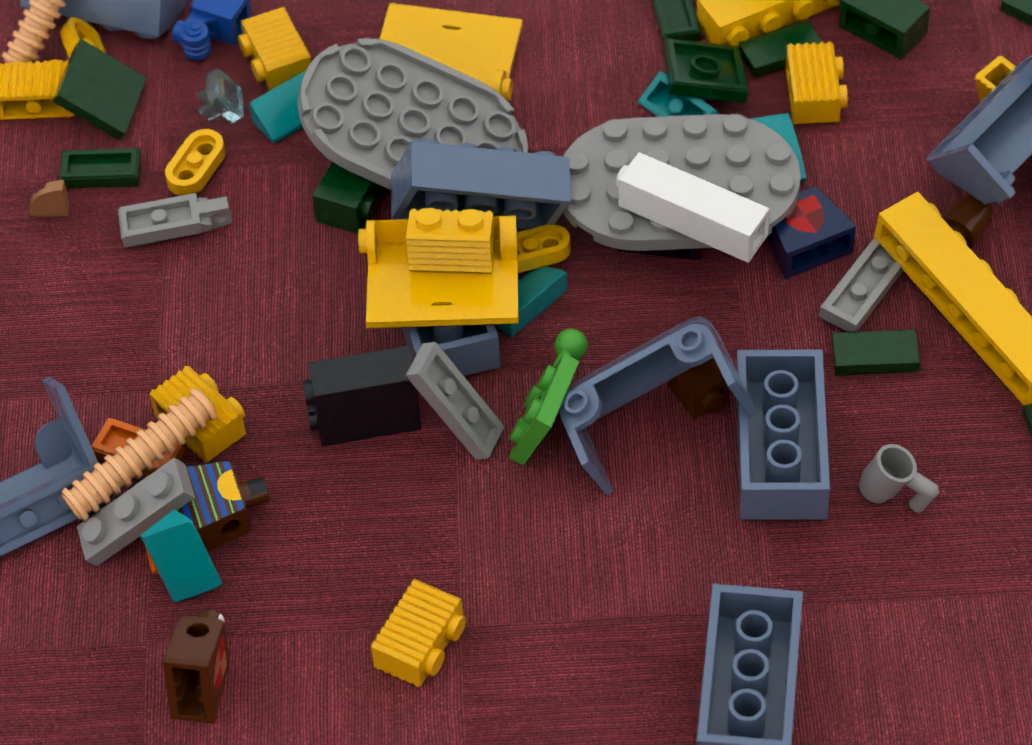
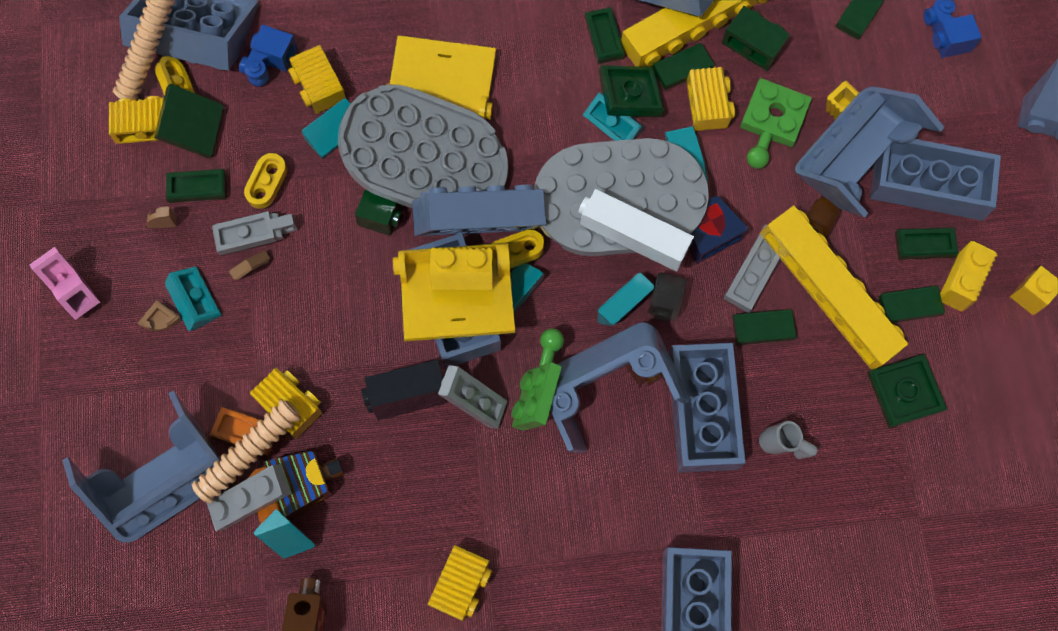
camera: 10 degrees left, 20 degrees up
(34, 316) = (159, 318): none -> medium nougat tile
(80, 294) = (192, 298): none -> teal slope
(162, 253) = (249, 264): none -> medium nougat tile
(221, 97) = (281, 122): clear light blue tile -> none
(675, 306) = (624, 300): none -> teal slope
(738, 307) = (666, 297): none -> clear smoke brick
(918, 122) = (762, 122): none -> bright green plate

